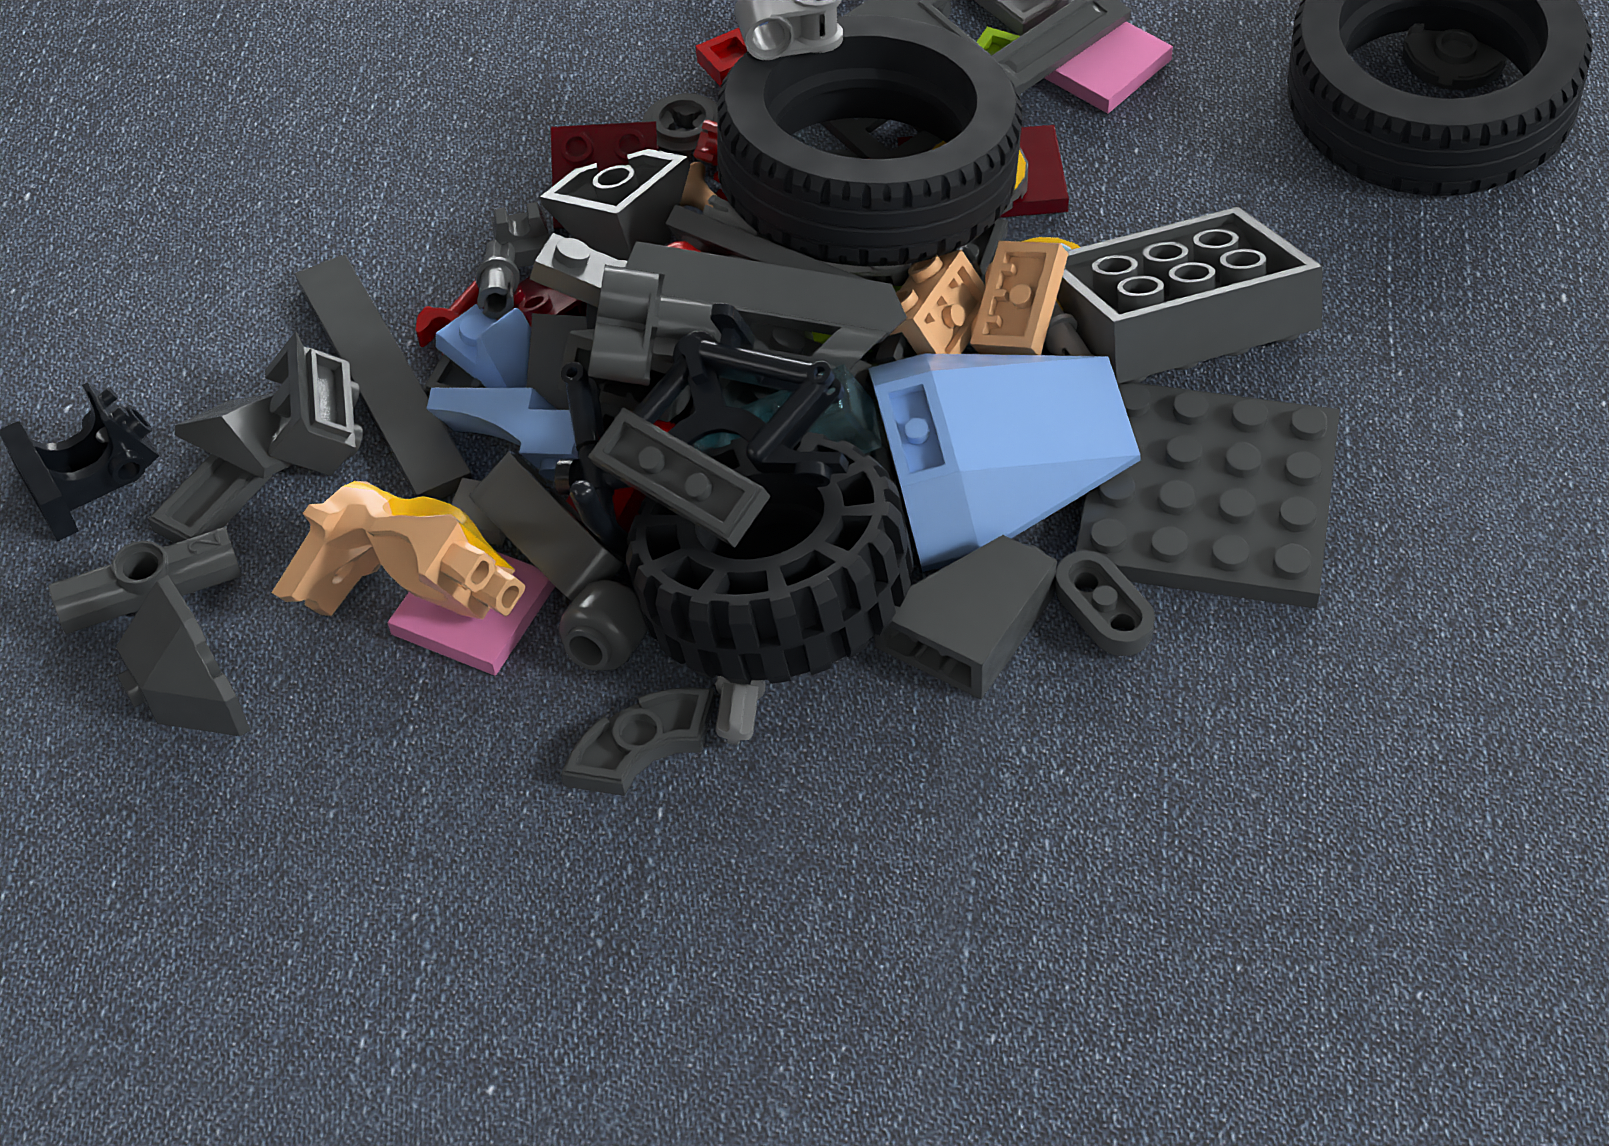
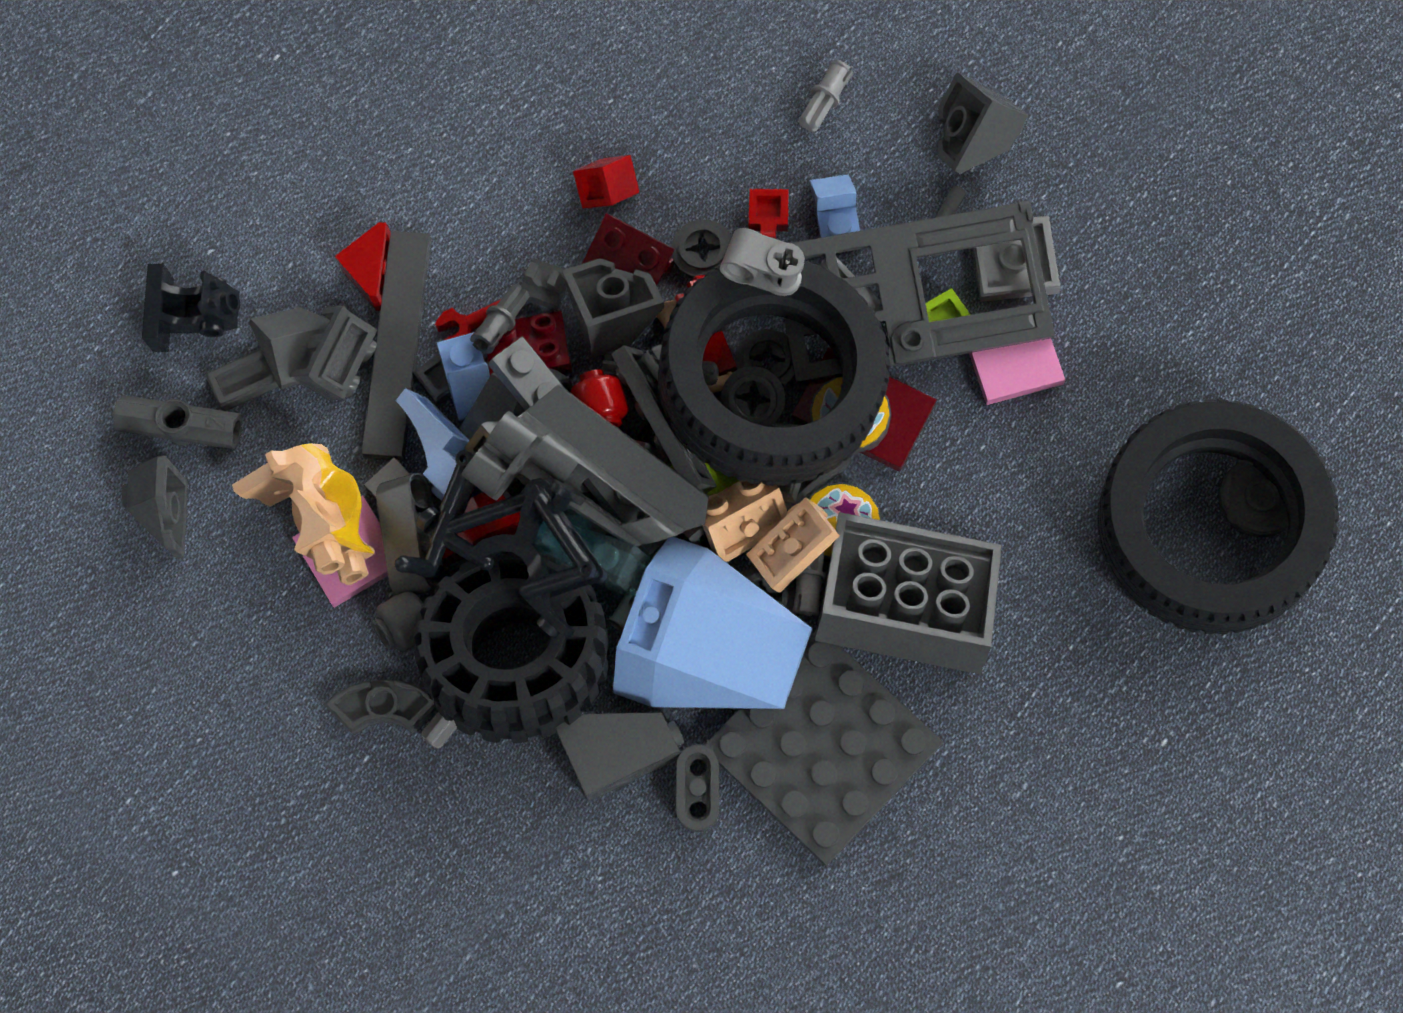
camera: 35 degrees right, 20 degrees up
(287, 306) = (366, 262): none -> red slope
(523, 114) = (606, 181): none -> red panel
(679, 477) = (473, 577): dark grey tile -> none

